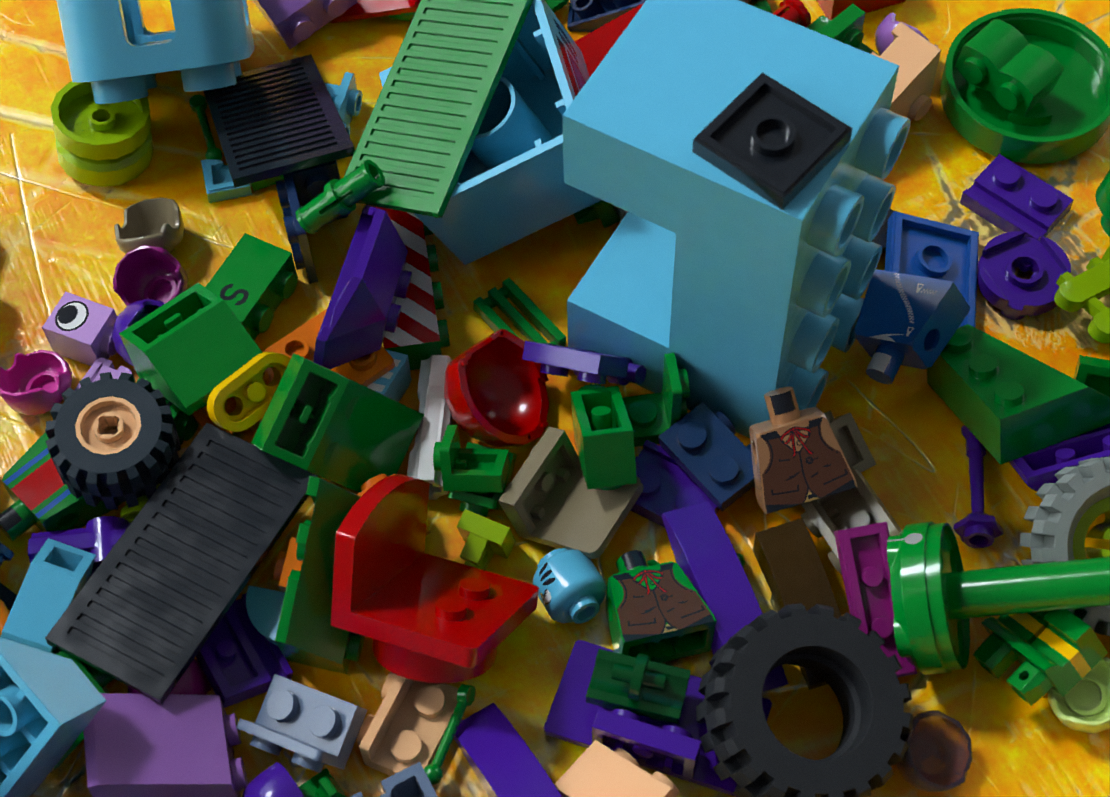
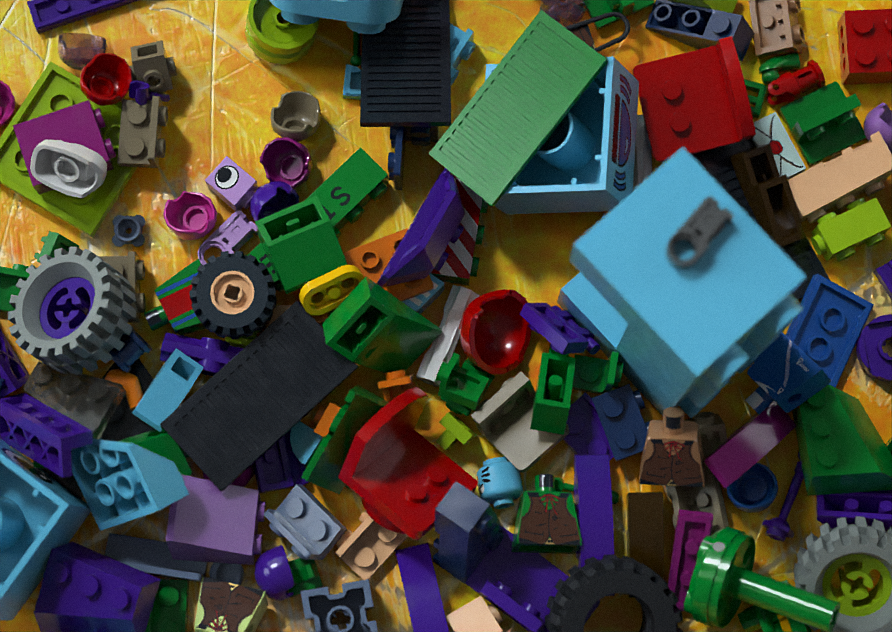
camera: 15 degrees right, 20 degrees up
(360, 182) = (430, 161): green pin -> none
(465, 697) = (376, 579): green hinge -> none
(525, 305) = (520, 246): green tile -> none
(544, 642) = (466, 532): none -> dark blue wedge
(638, 686) = (518, 571): dark green hips -> none
(729, 47) = (699, 231): none -> dark grey piece
(772, 140) = (699, 312): black tile -> none
(894, 424) = (749, 444): none -> magenta slope
(920, 486) = (754, 489): none -> blue hair
(928, 147) = (842, 233): none -> lime brick

